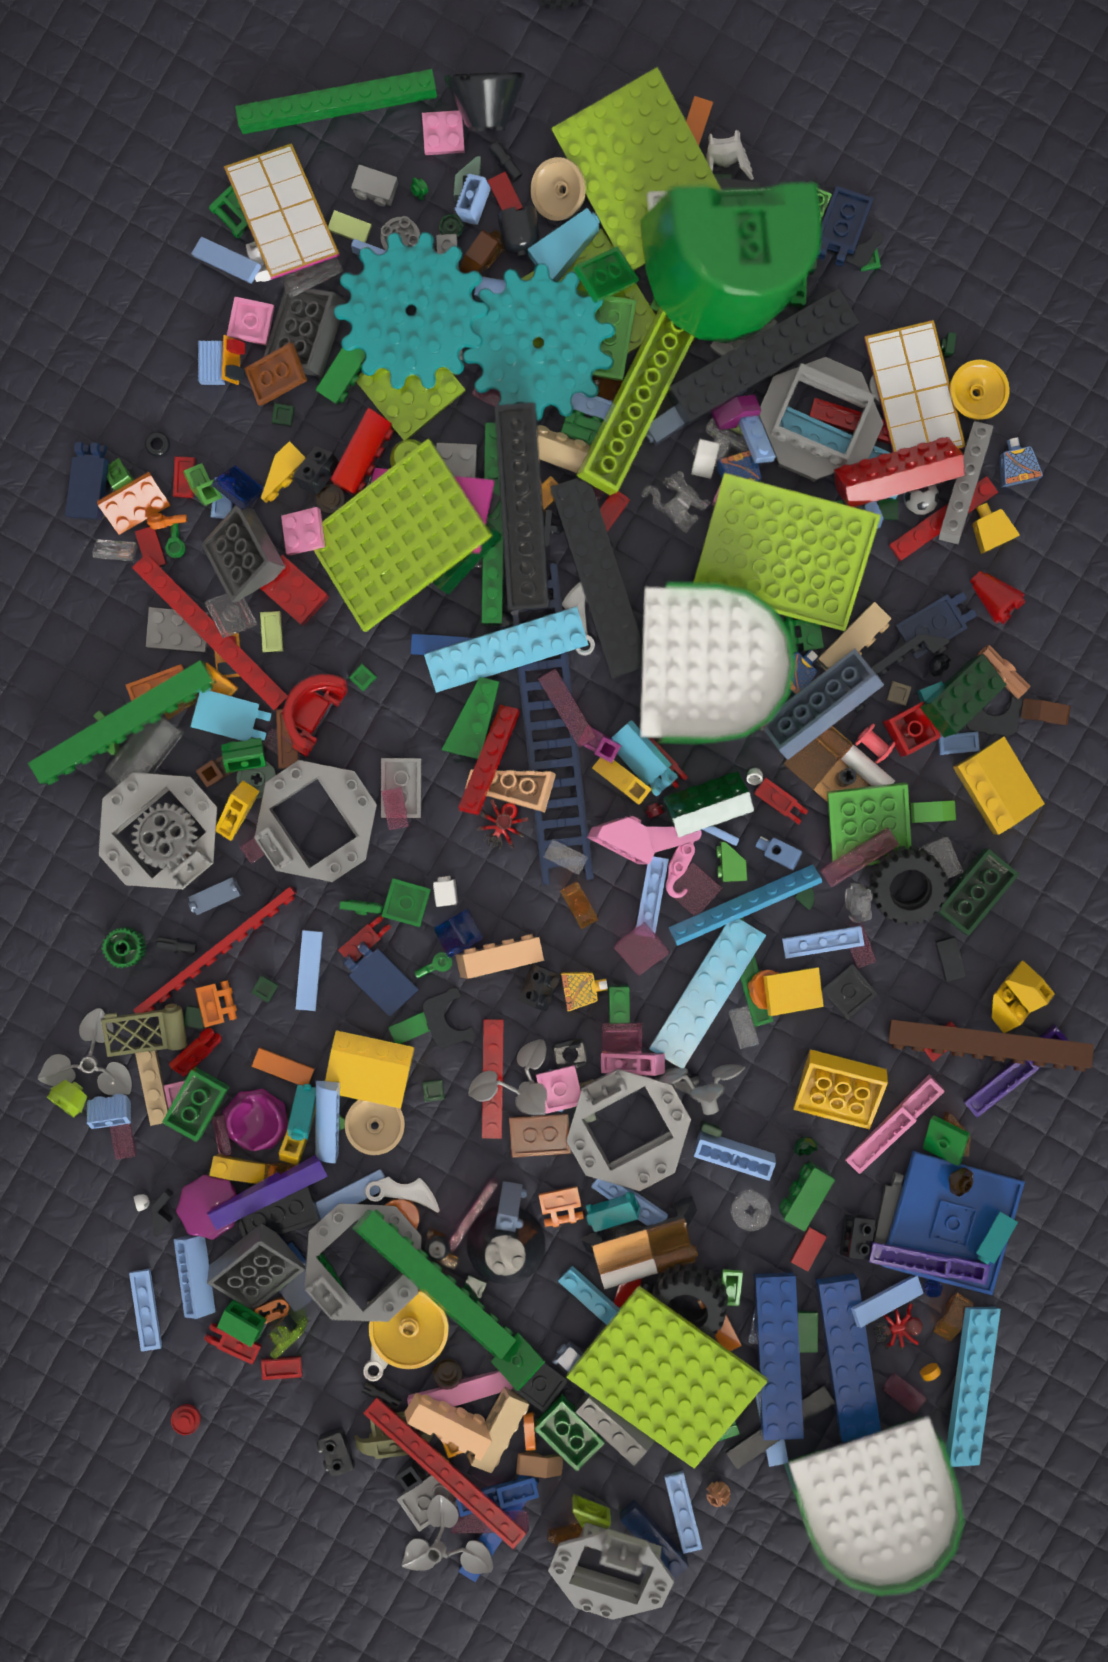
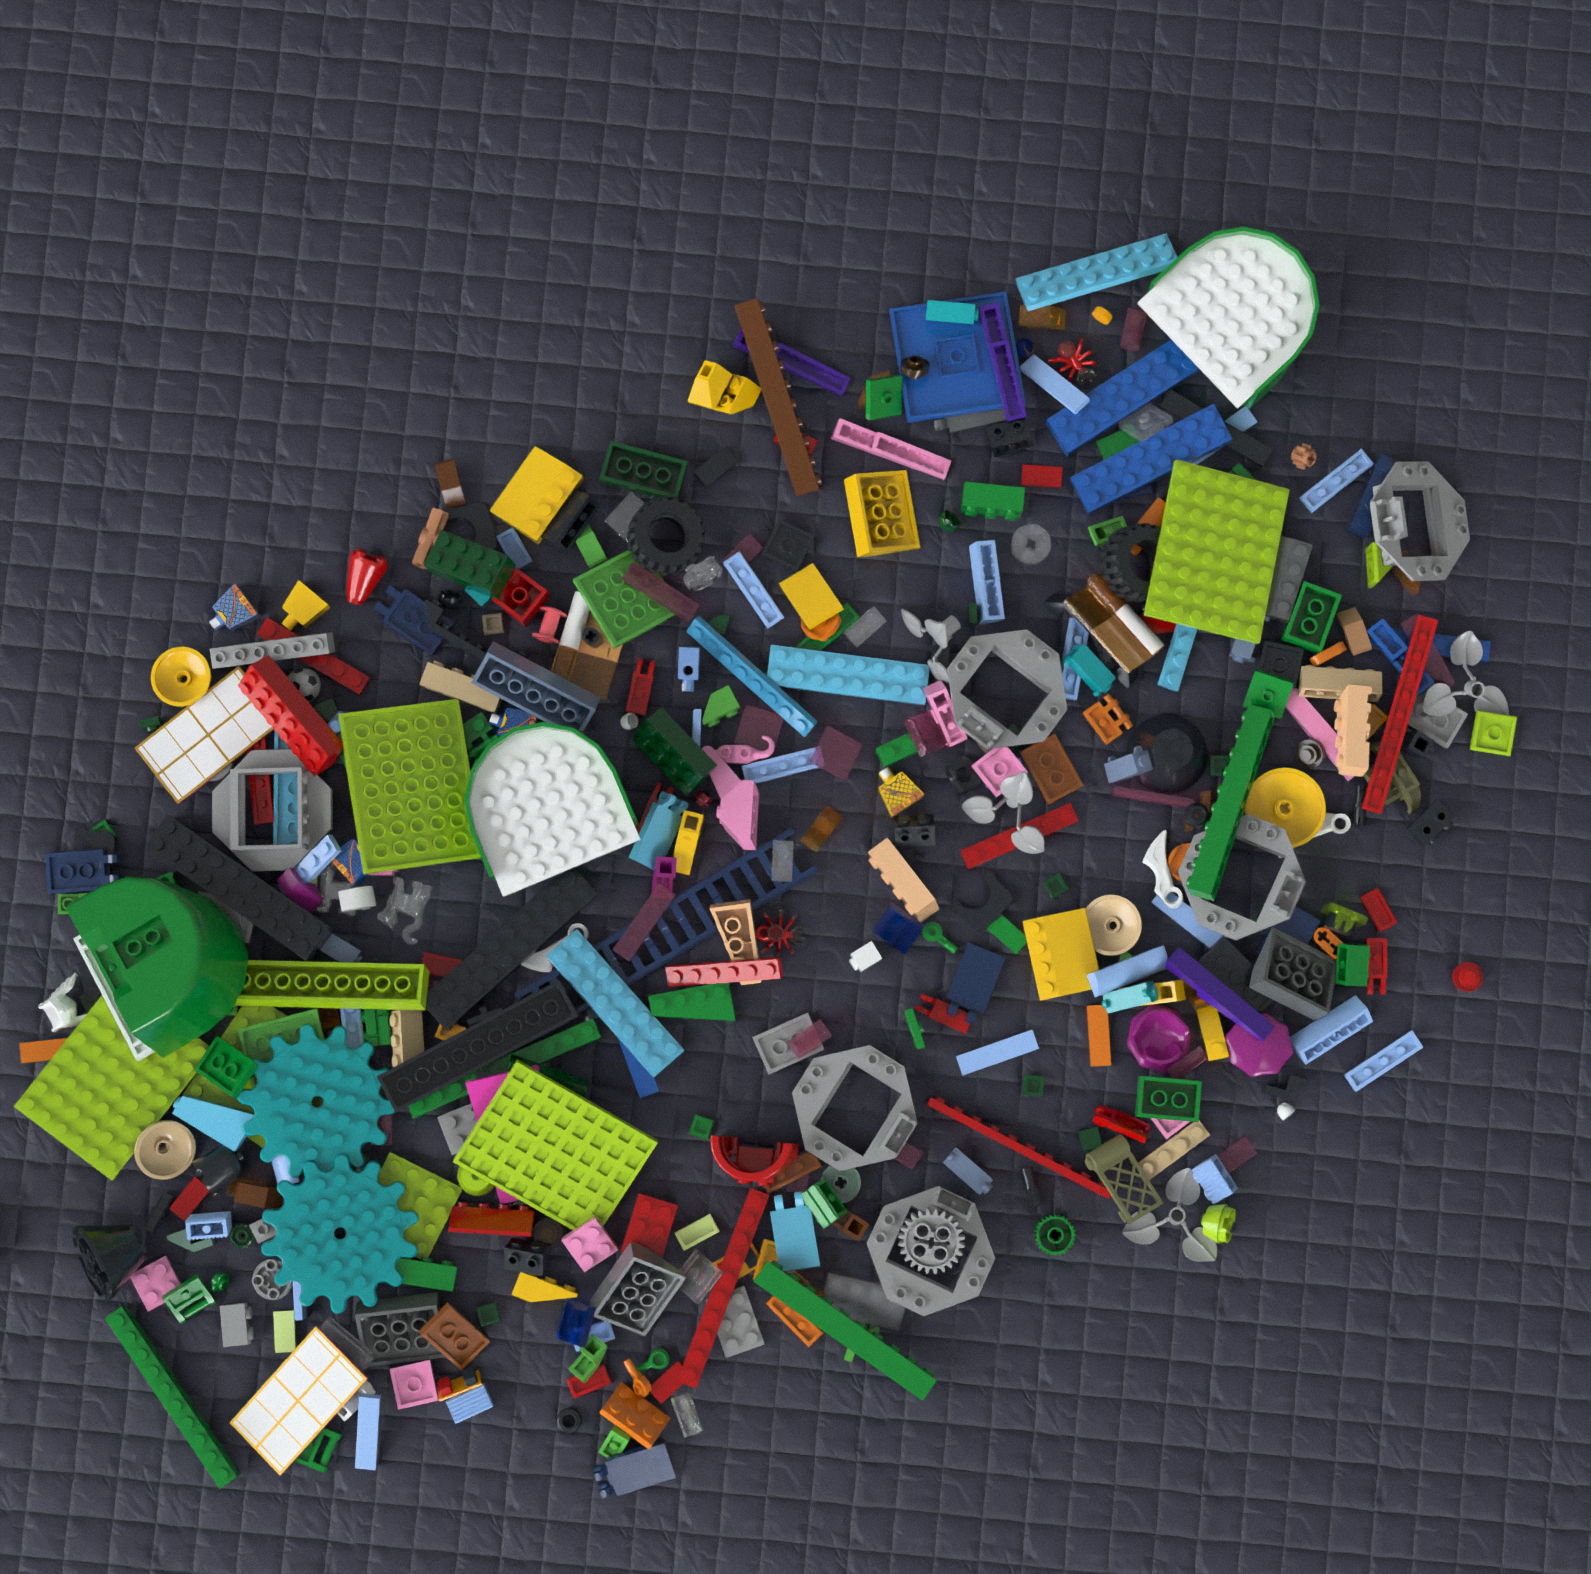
camera: 115 degrees left, 5 degrees down
(210, 1005) = (1071, 1129): orange plate -> none
(236, 810) = (878, 1186): yellow slope -> none
(391, 1545) = (1493, 733): none -> lime tile
(406, 902) = (892, 990): green plate -> none
(420, 153) = (185, 1295): none -> green plate
(814, 1366) = (1145, 422): none -> clear plate
(961, 805) = (570, 521): none -> black brick

